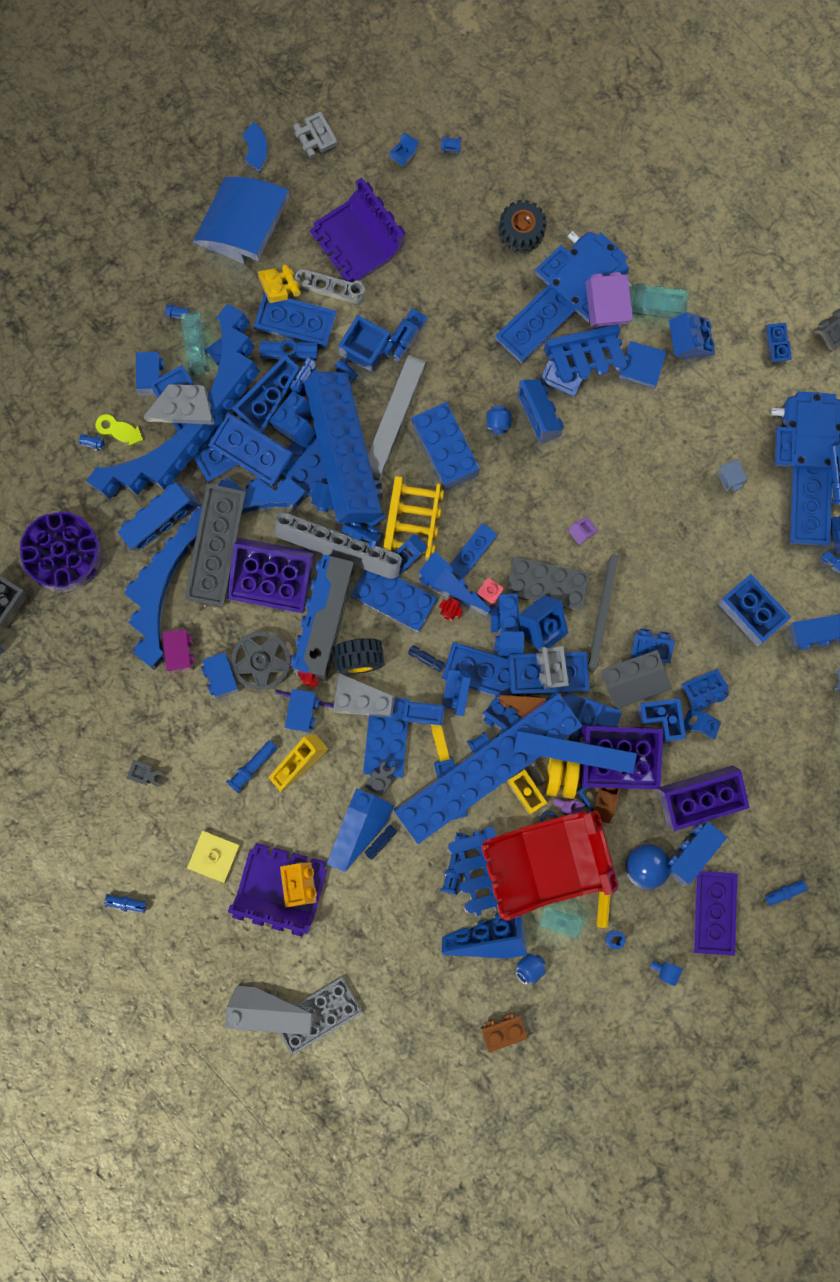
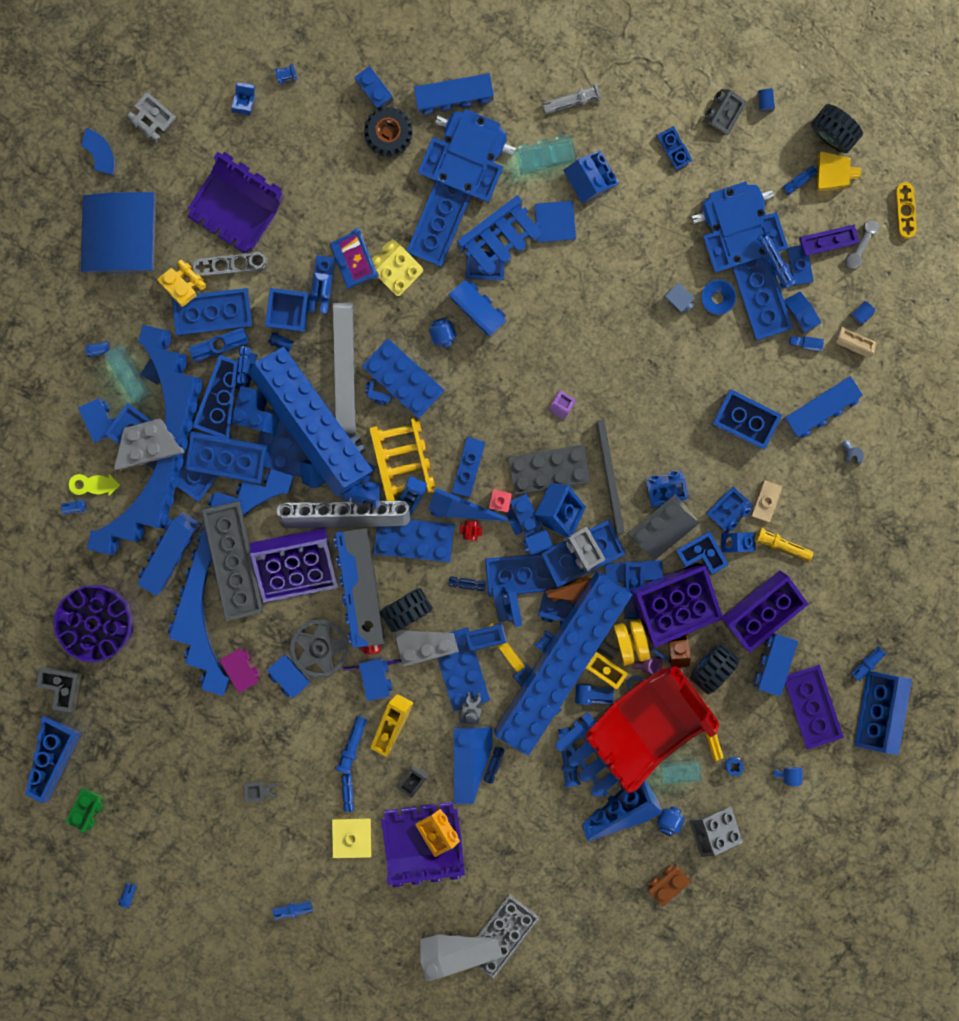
camera: 25 degrees left, 10 degrees up
(228, 811) = (347, 793): none -> blue axle
(295, 824) = (412, 780): none -> dark grey slope
(415, 454) = (380, 398): none -> blue bracket
(445, 322) = (353, 254): none -> door
(479, 346) = (396, 267): none -> light yellow bracket
(501, 811) = (588, 694): none -> blue piece
(524, 183) = (373, 88): none -> blue brick
(571, 999) = (716, 832): none -> dark grey bracket
(574, 752) = (634, 621): blue tile -> none
(595, 217) = (454, 93): none -> blue brick
(609, 300) = (499, 177): medium lavender brick -> none
(633, 833) = (714, 668): none -> black wheel
(647, 866) = (739, 691): blue piece -> none
(710, 265) = (580, 97): none -> light grey pin
(738, 738) = (775, 541): none -> yellow pin
(744, 696) = (766, 501): none -> tan plate
(775, 482) = (722, 287): none -> blue piece
(783, 946) = (883, 712): none -> blue slope

